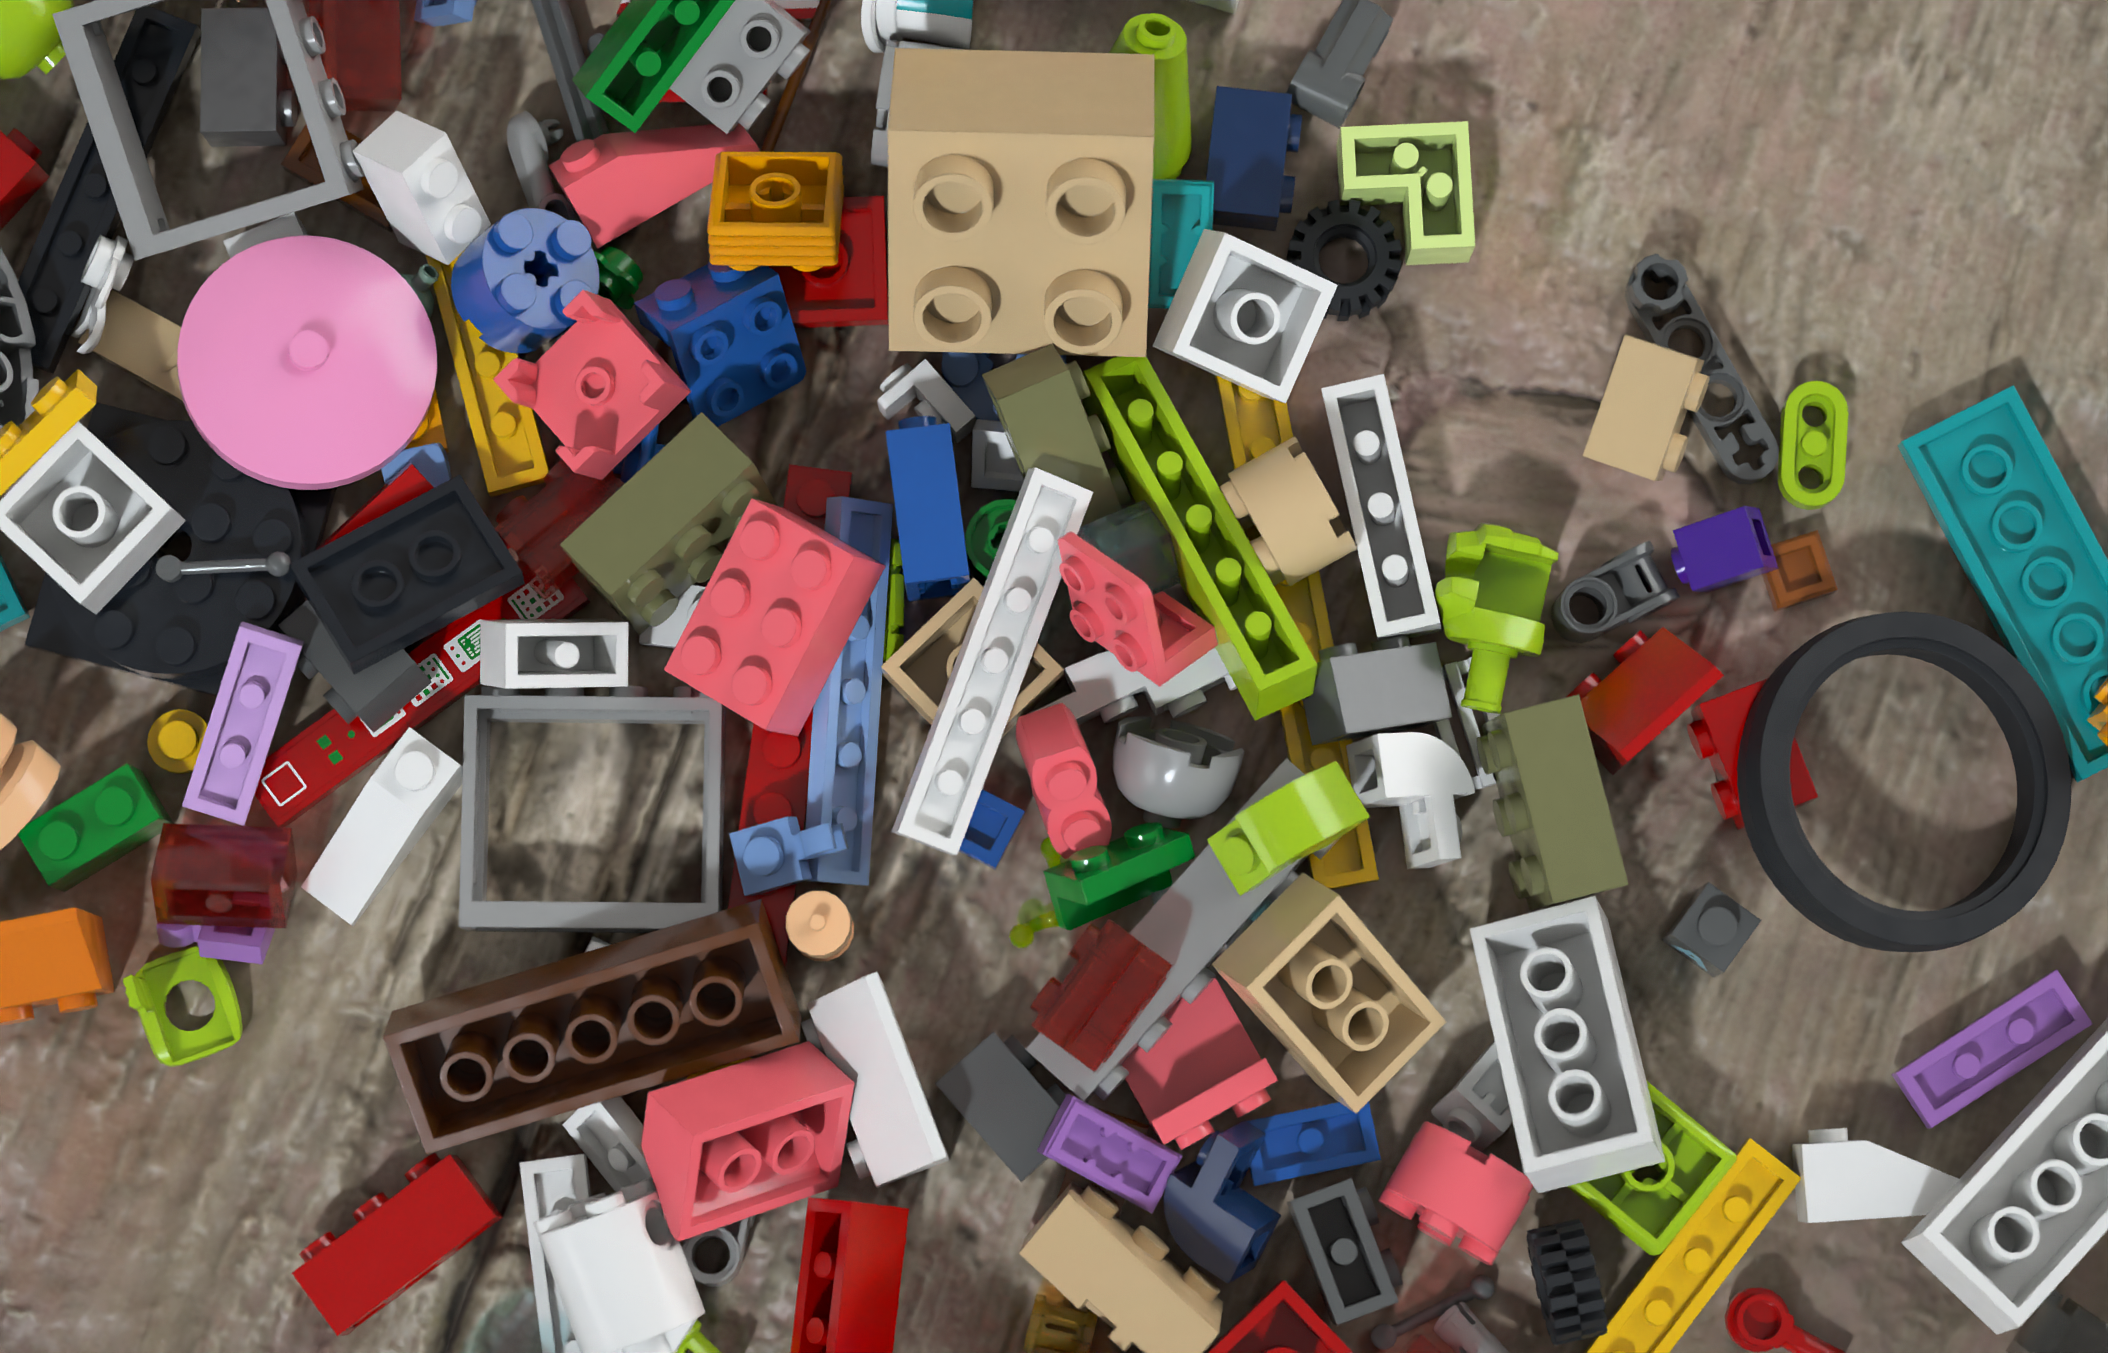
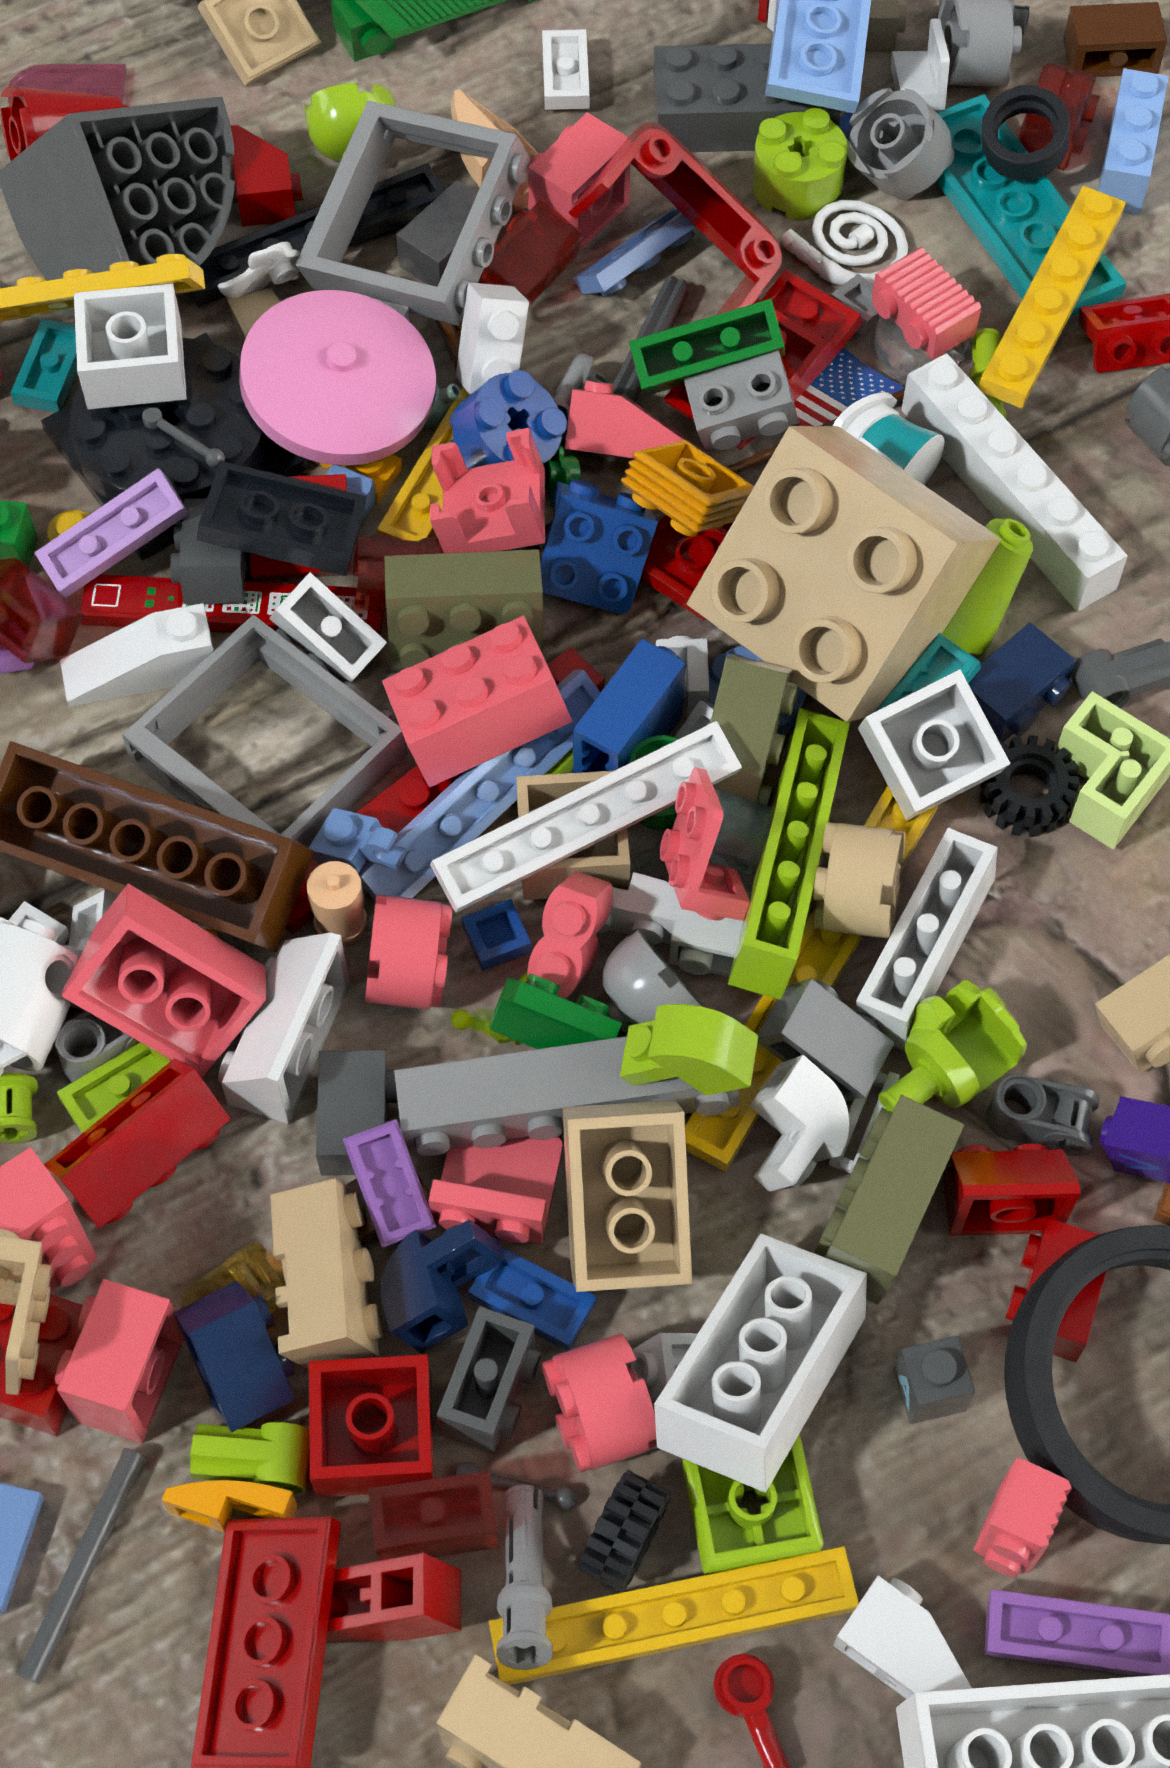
camera: 40 degrees right, 20 degrees down
(771, 1267) = (109, 1084): none -> lime plate
(926, 920) = (408, 952): none -> coral brick
(1100, 994) = (471, 1064): clear red brick -> none
(1880, 999) = (1022, 1518): none -> coral brick

